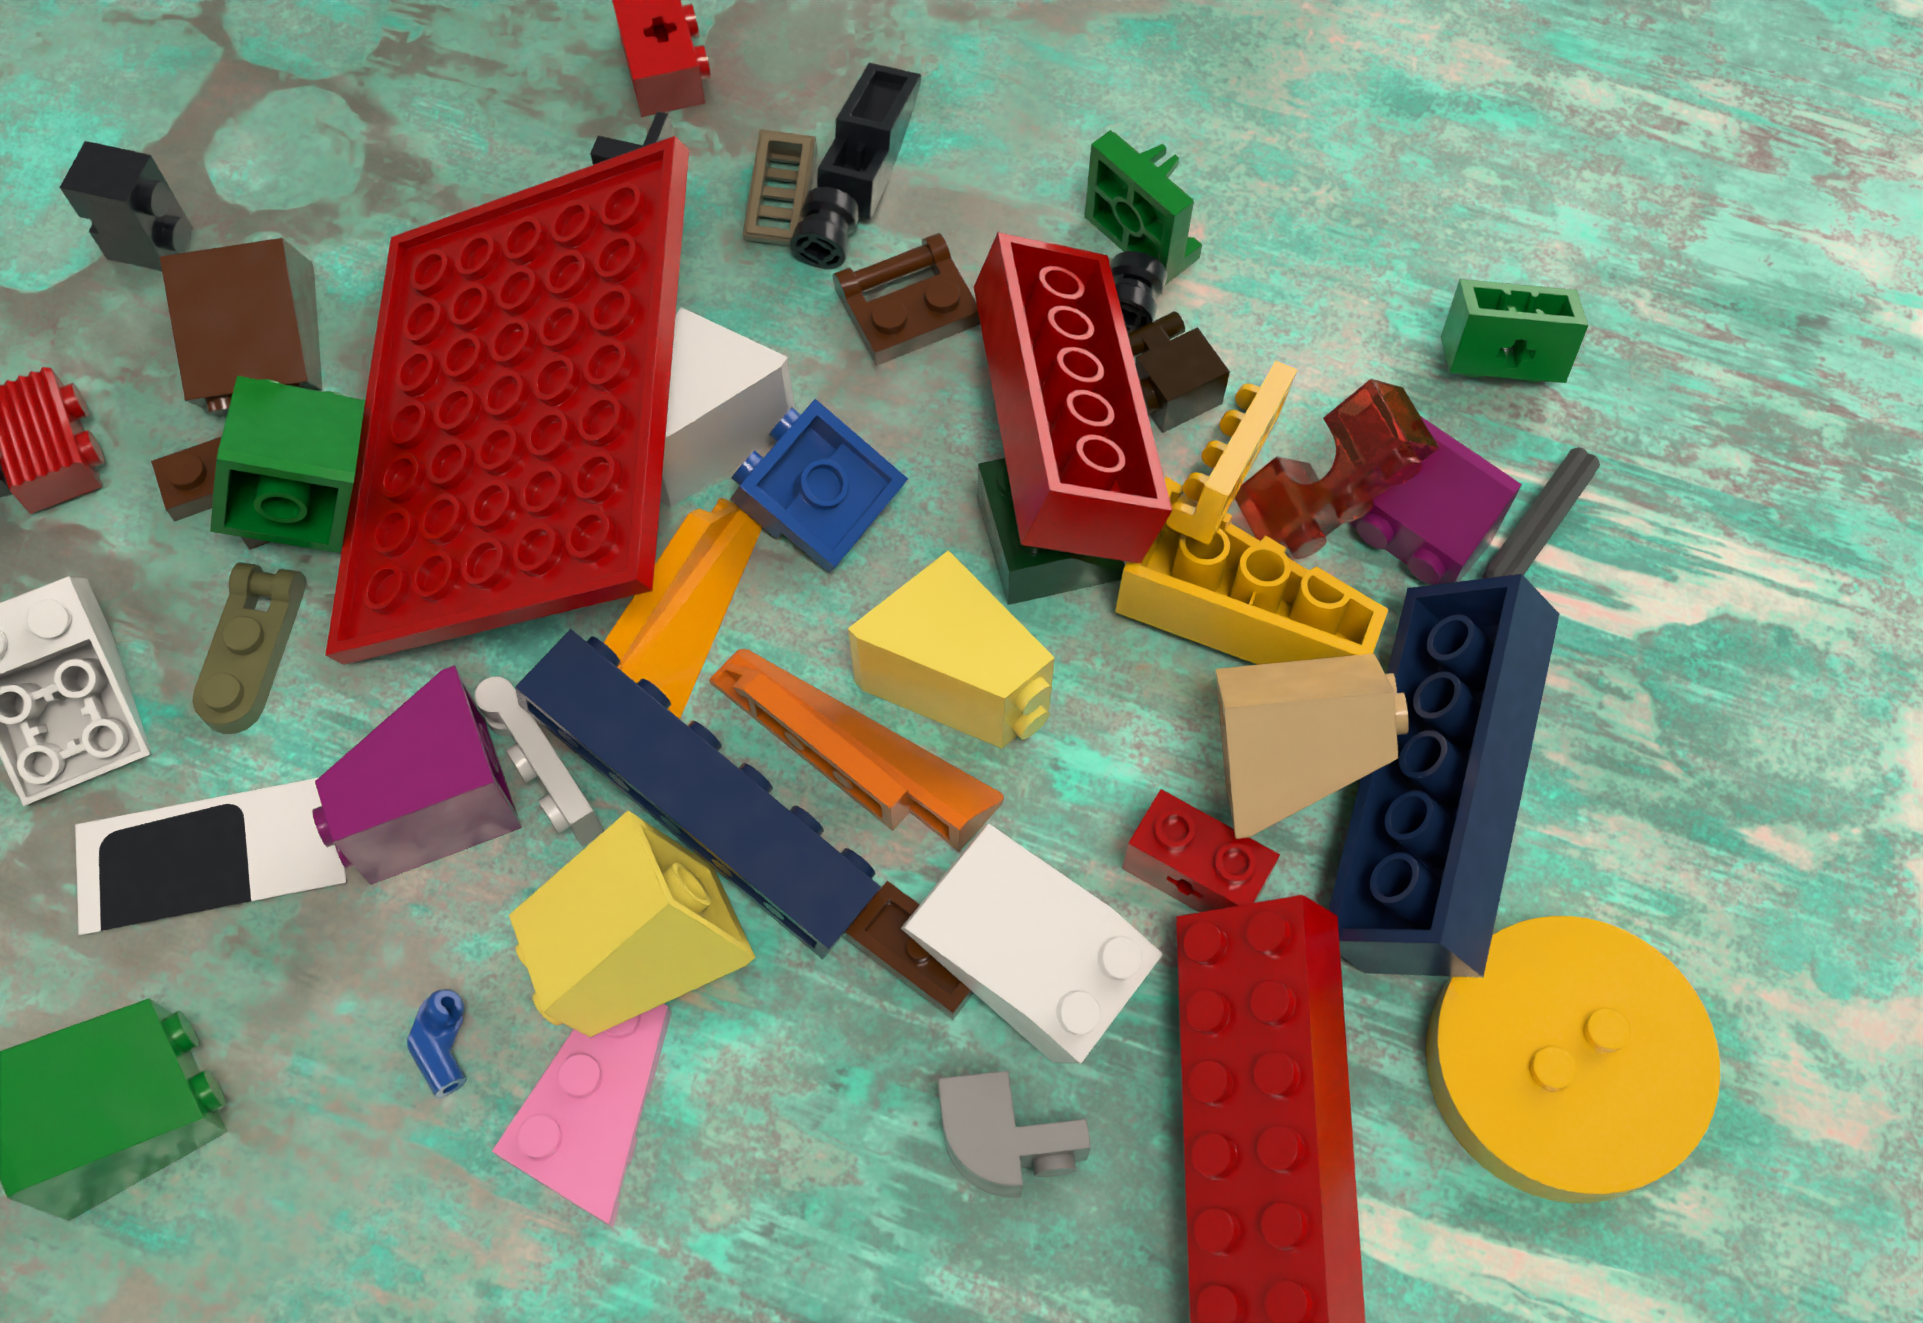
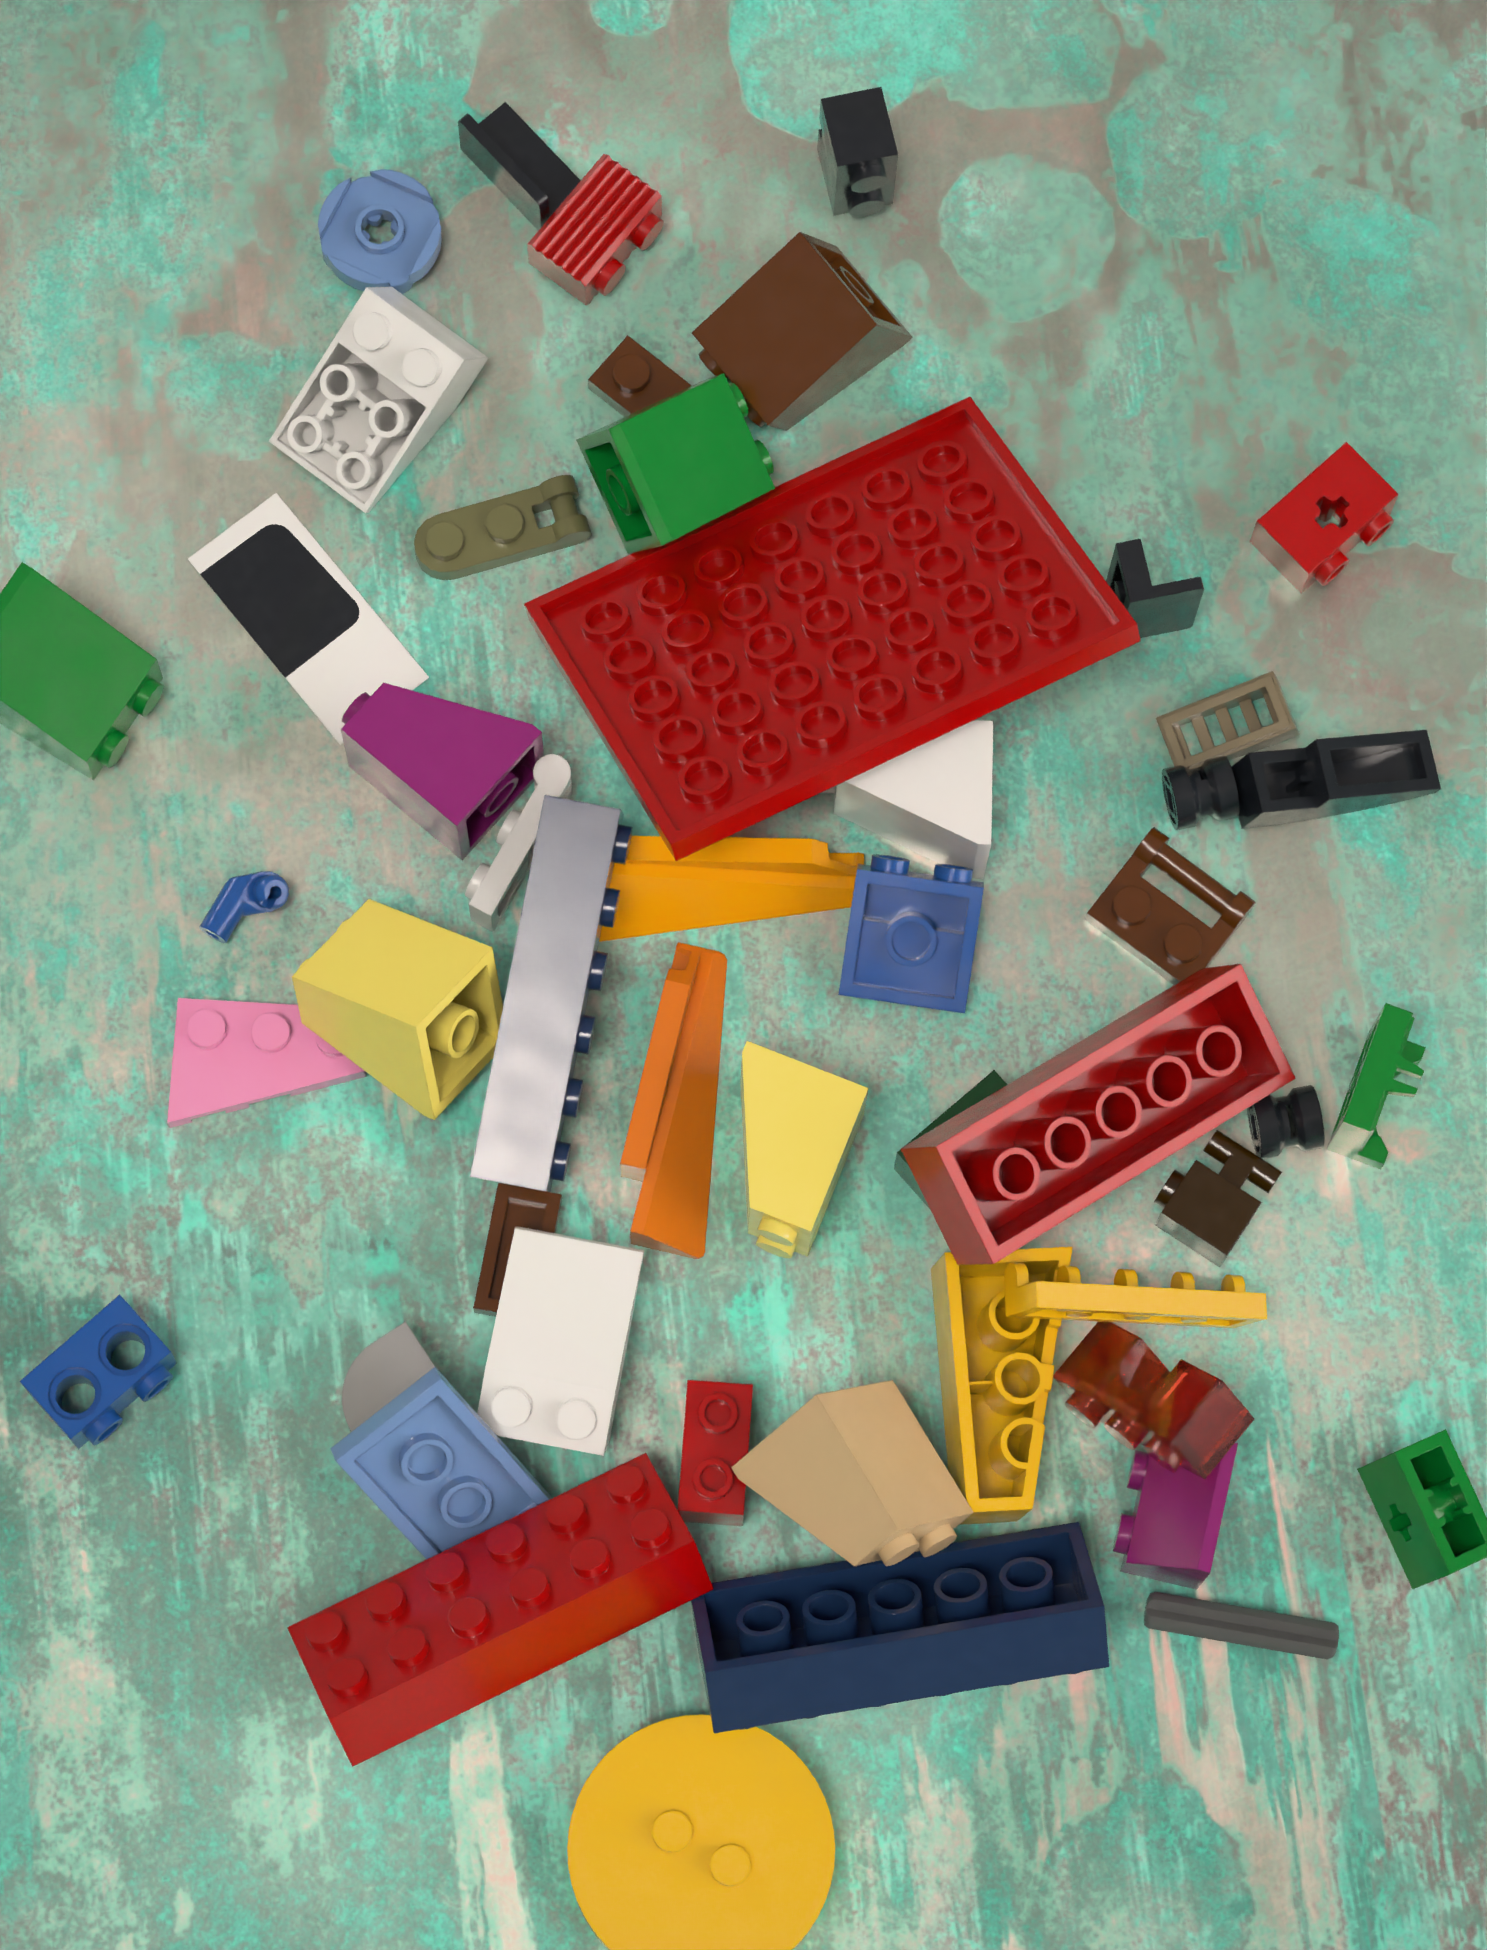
camera: 60 degrees right, 10 degrees up
(1104, 1114) = (437, 1467): none -> medium blue plate

